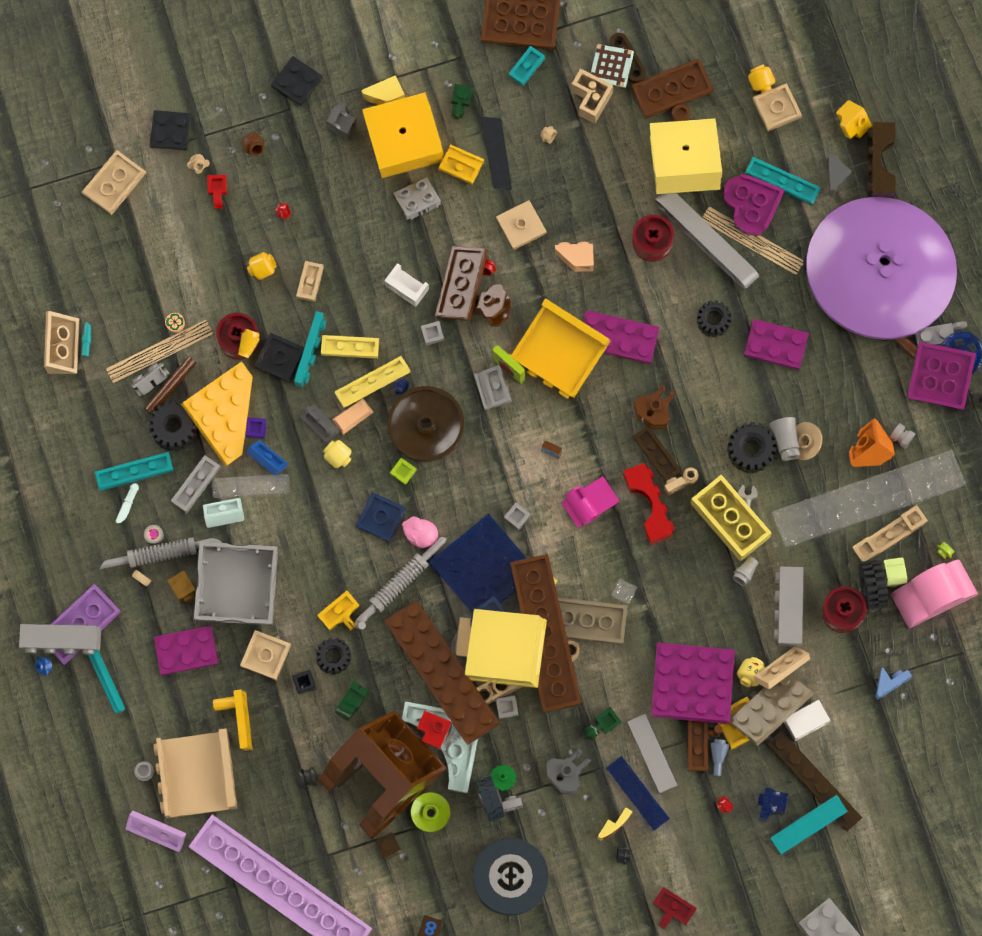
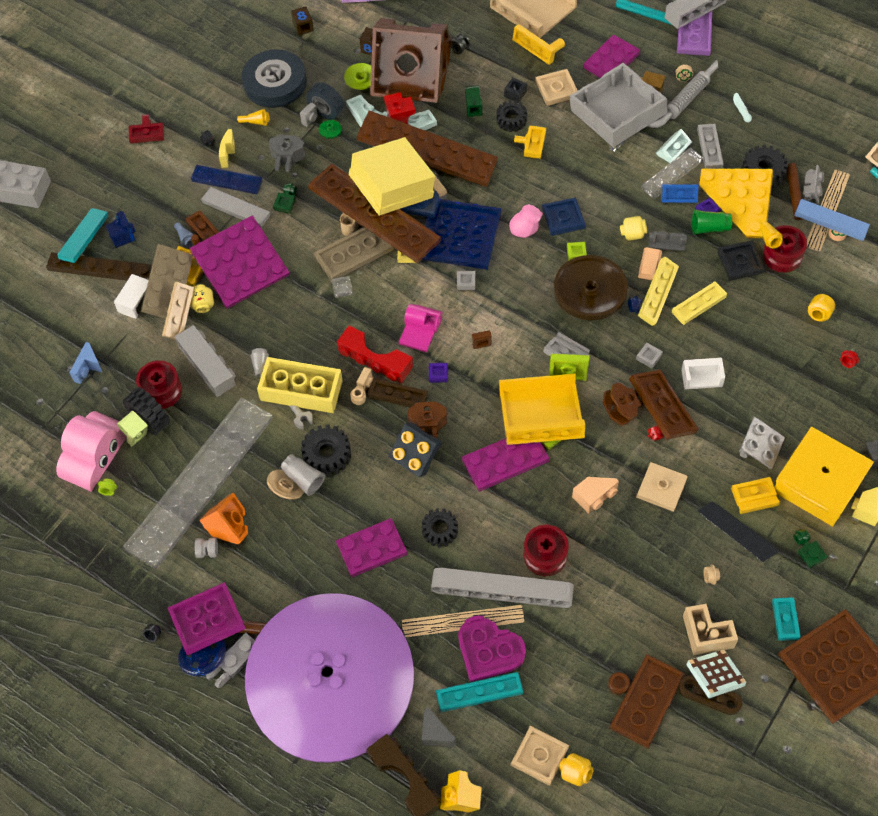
camera: 140 degrees right, 15 degrees down
(134, 471) = (759, 128): teal tile -> none
(153, 534) = (704, 103): tile -> none
(173, 331) = (832, 219): none -> medium blue tile
(270, 409) = (710, 222): none -> green plant
(310, 281) = (775, 325): tan plate -> none
(312, 342) = (725, 278): teal plate -> none
(398, 583) = (510, 179): light grey piece -> none
(559, 840) = (259, 117): none -> yellow cone
(608, 451) = (438, 372): none -> dark purple tile
(685, 156) = (579, 633): light yellow container -> none
(685, 388) = (415, 449): none -> black brick
(725, 804) = (156, 210): red plate -> none
(890, 534) = (164, 464): tan slope -> none

